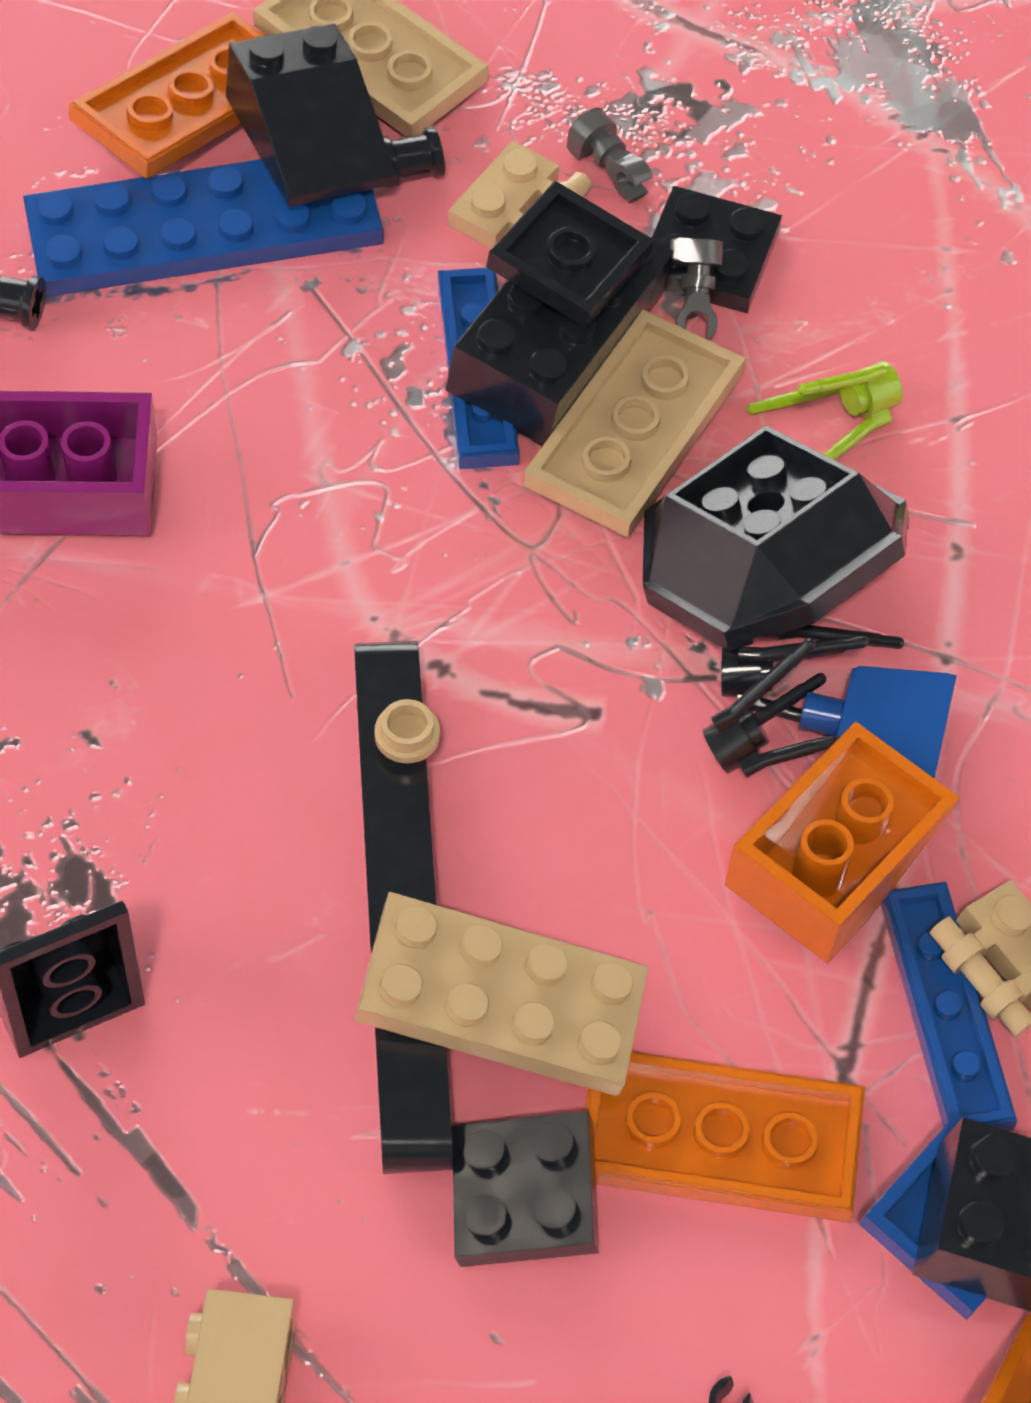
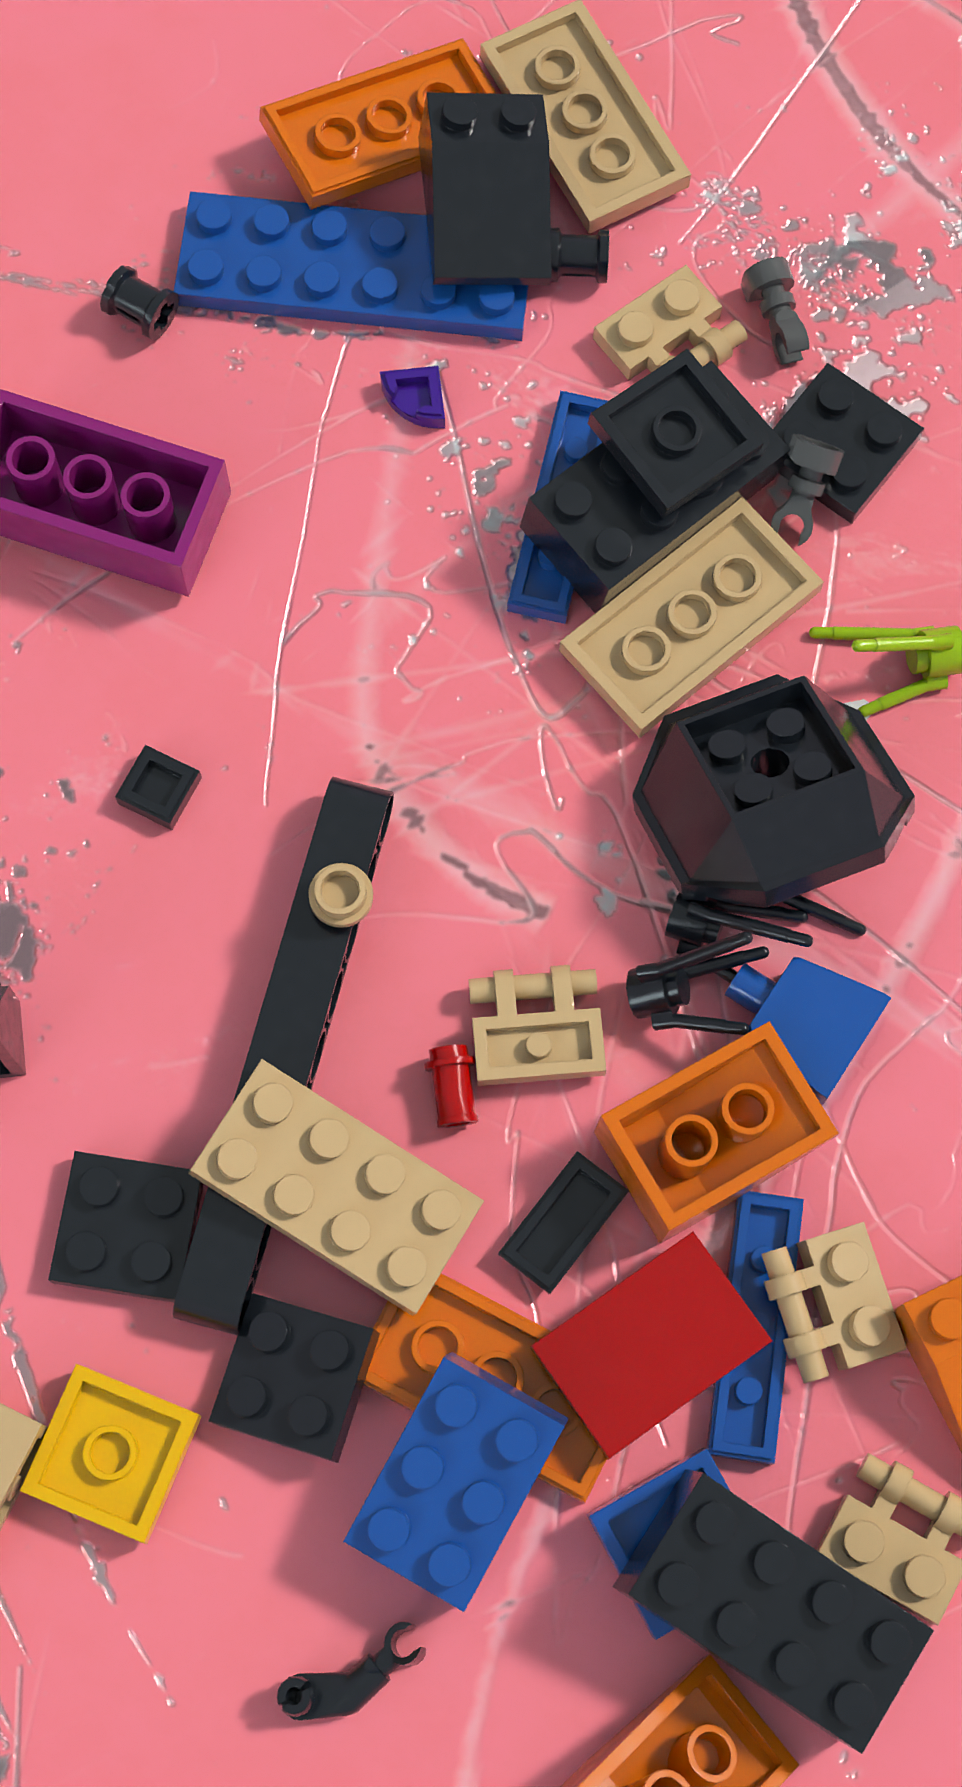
camera: 20 degrees right, 15 degrees up
(183, 707) = (158, 787): none -> black tile
(302, 311) = (415, 395): none -> dark purple tile
(302, 1108) = (125, 1227): none -> black plate
(367, 1319) = (111, 1453): none -> yellow plate
(567, 869) = (452, 1085): none -> red pin
(638, 822) = (537, 1044): none -> tan plate
(726, 1220) = (456, 1480): none -> blue brick
(728, 972) = (563, 1222): none -> black tile
(858, 1048) = (650, 1345): none -> red tile

